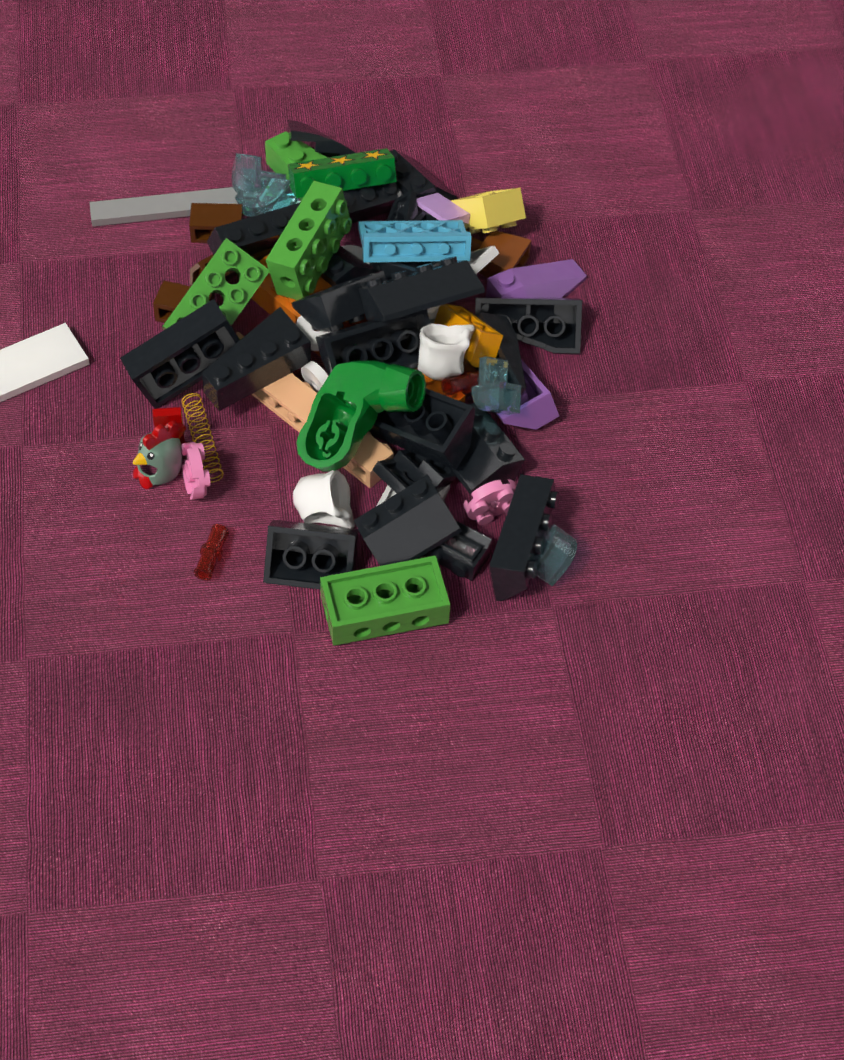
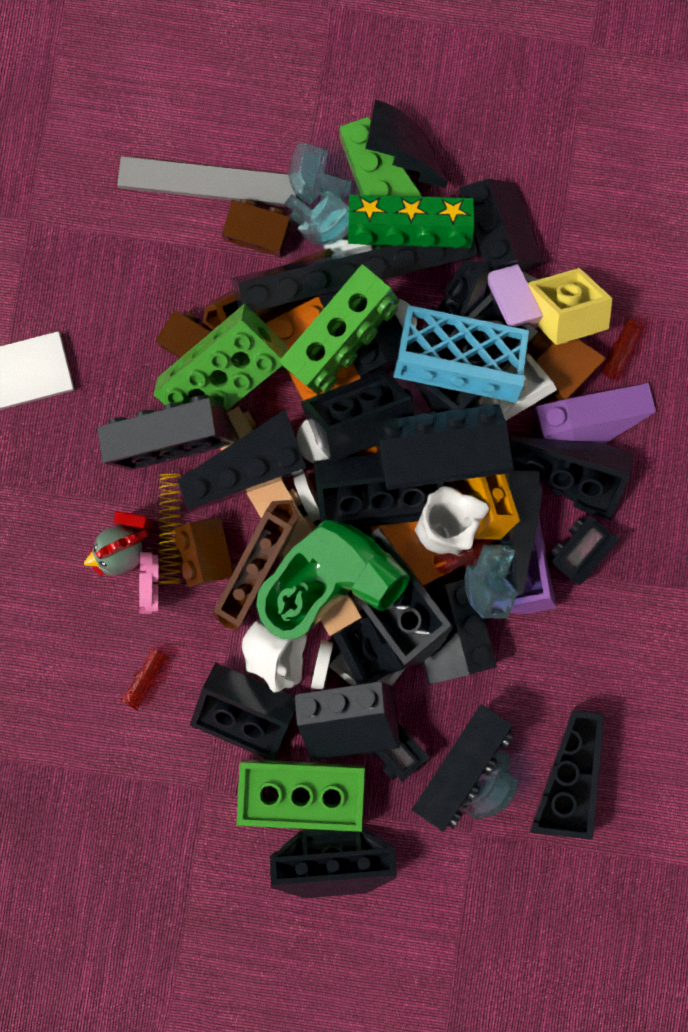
camera: 20 degrees right, 30 degrees up
(238, 441) = (203, 552): none -> reddish brown brick
(290, 417) = (256, 564): none -> reddish brown brick
(370, 492) = (322, 665): none -> white piece
(437, 651) = (332, 863): none -> black wedge
(490, 501) = (453, 706): bright pink plate -> none
(543, 240) = (622, 349): none -> clear red pin
(565, 372) = (582, 550): none -> black window
(626, 538) = (572, 784): none -> black wedge

